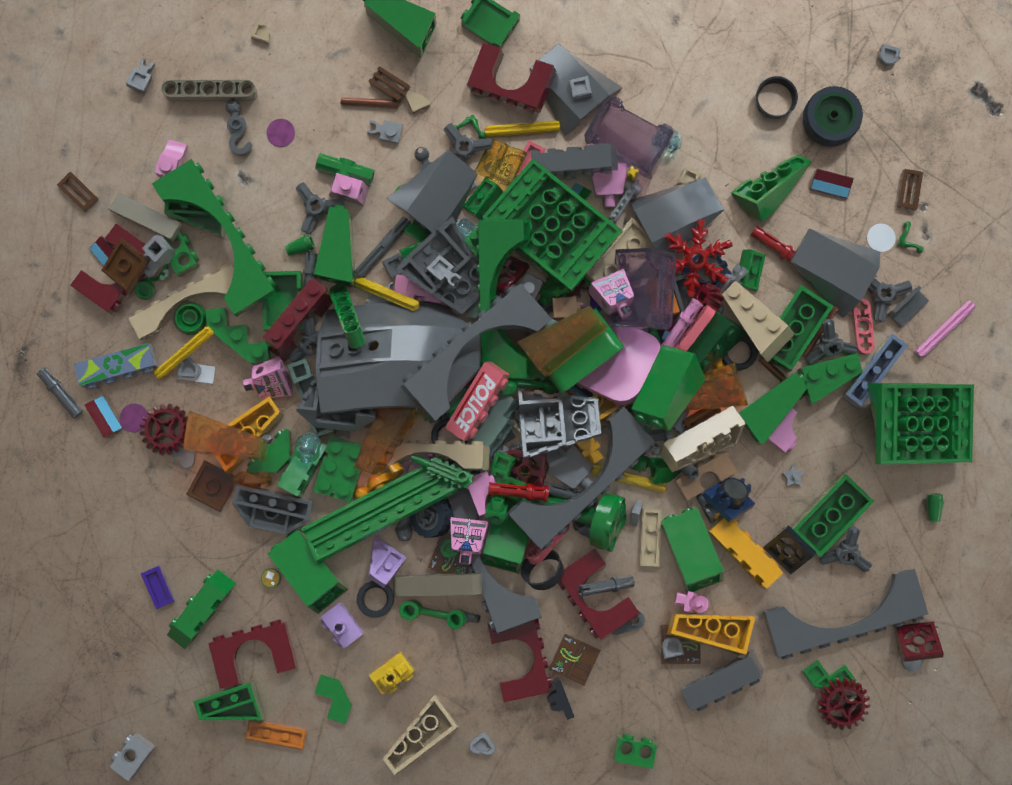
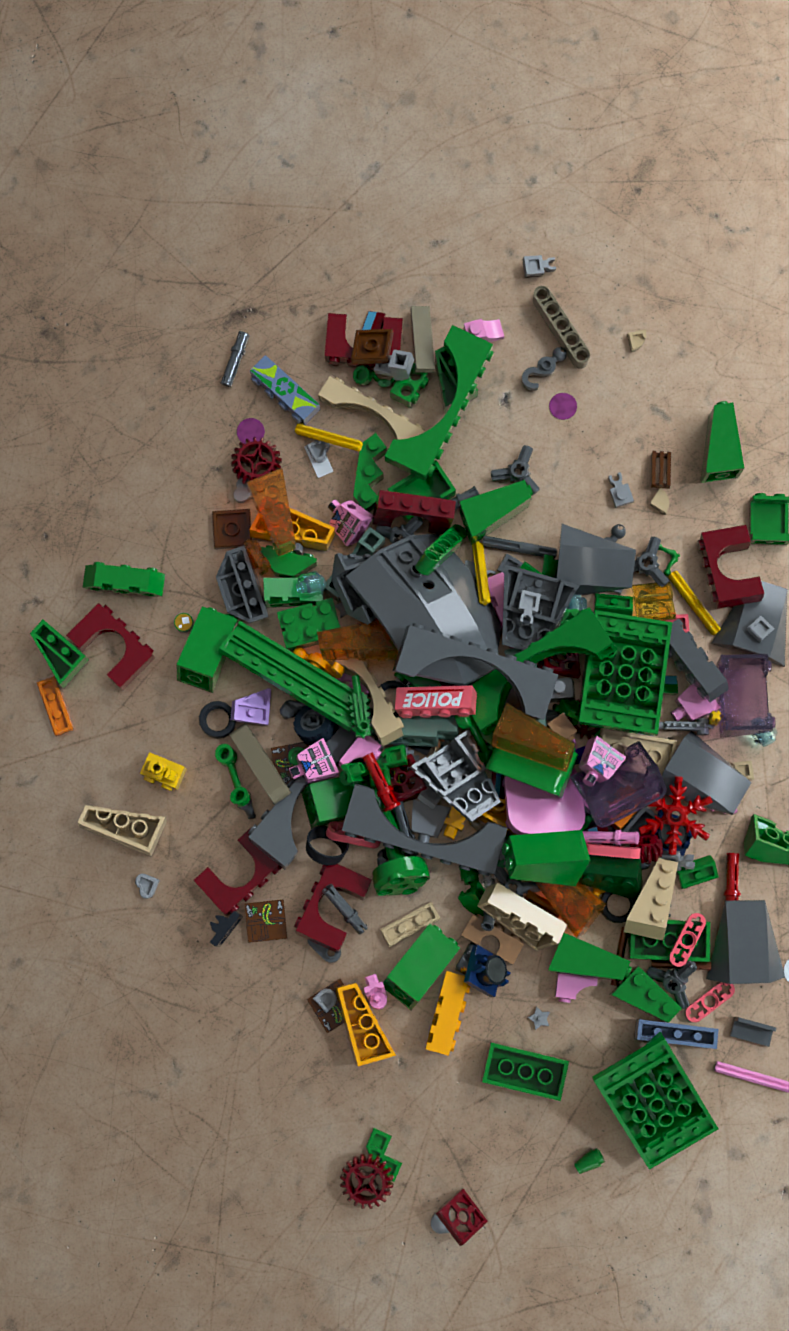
camera: 65 degrees right, 5 degrees down
(89, 203) = (406, 288): reddish brown tile -> none
(103, 416) = (236, 406): slope -> none
(157, 587) = (121, 535): dark purple tile -> none
(189, 318) = (360, 425): green hat -> none
(300, 245) = (478, 479): green cone -> none
(334, 689) = (112, 744): green tile -> none
(341, 625) = (178, 705): lavender brick -> none
(344, 167) = (565, 476): green piece -> none
(349, 189) = (549, 489): bright pink torso -> none
(369, 102) = (635, 463): copper bar -> none
(633, 756) = (211, 1022): green brick -> none
(635, 480) = (452, 881): yellow axle -> none
(636, 513) = (423, 898): light grey tile -> none
(723, 681) = (323, 1061): dark grey wedge -> none
(790, 566) = (459, 1061): black piece -> none
(817, 323) = (698, 929): none -> coral beam
(848, 552) = (501, 1105): dark grey bush -> none
(883, 302) = (741, 1006): dark grey bush -> none
(900, 603) = (486, 1181): dark grey arch -> none

